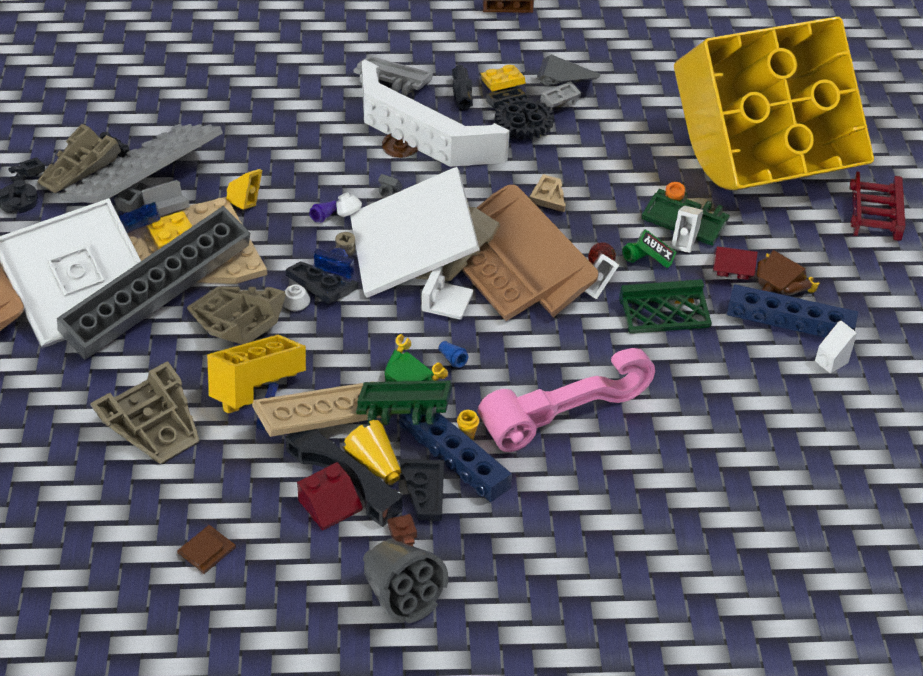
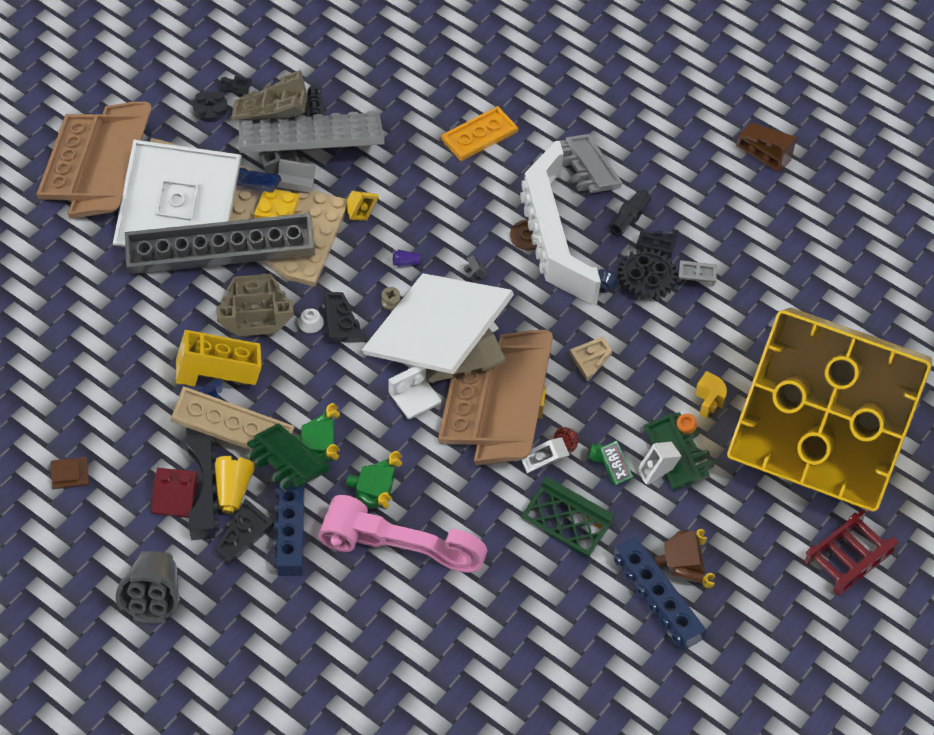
camera: 40 degrees right, 10 degrees up
(152, 415) = (123, 349): dark tan wedge -> none
(280, 99) = (479, 133): none -> light orange tile
(334, 262) = (367, 308): clear blue tile -> none
(347, 204) = (424, 265): white cone -> none
(403, 529) = (197, 552): copper plate -> none
(454, 354) = (370, 444): blue cone -> none
(468, 423) = (314, 505): yellow cone -> none
(494, 373) = (376, 482): none -> green torso
(502, 78) = (672, 224): yellow plate -> none
(560, 71) = (720, 251): dark grey slope -> none
(662, 164) = (713, 391): none -> yellow brick
(735, 262) = (665, 516): dark red slope -> none
(836, 348) = (650, 646): white slope -> none

